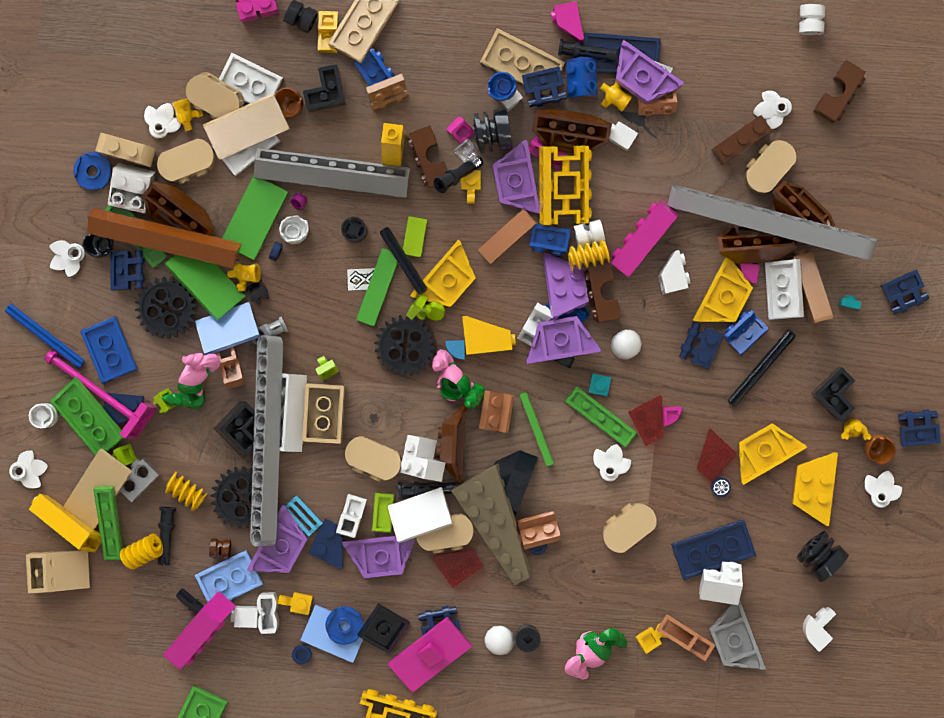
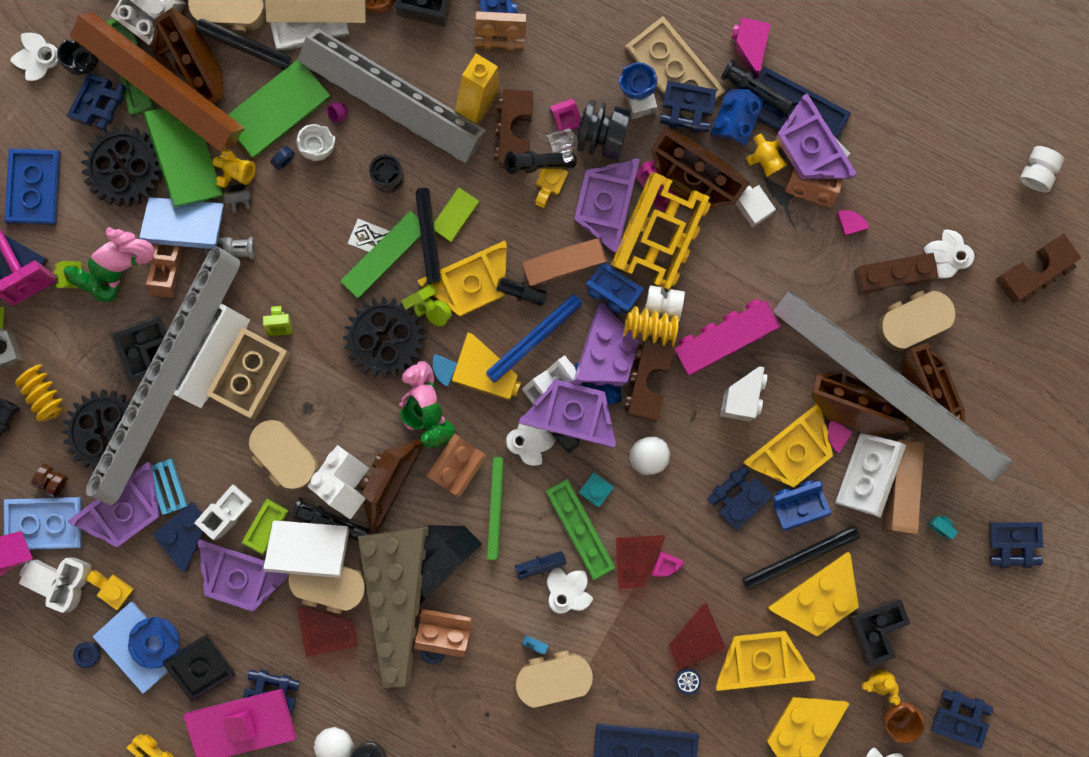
camera: 25 degrees right, 5 degrees down
(209, 183) = (243, 44): none -> black axle
(486, 270) = (521, 291): none -> black axle
(510, 299) = (533, 338): none -> blue axle
(541, 373) = (533, 443): none -> white plate
(584, 453) = (540, 565): none -> dark blue axle
(608, 509) = (535, 644): none -> dark azure tile
(694, 116) = (851, 222): none -> dark pink tile
(787, 390) = (821, 598): none -> yellow wing

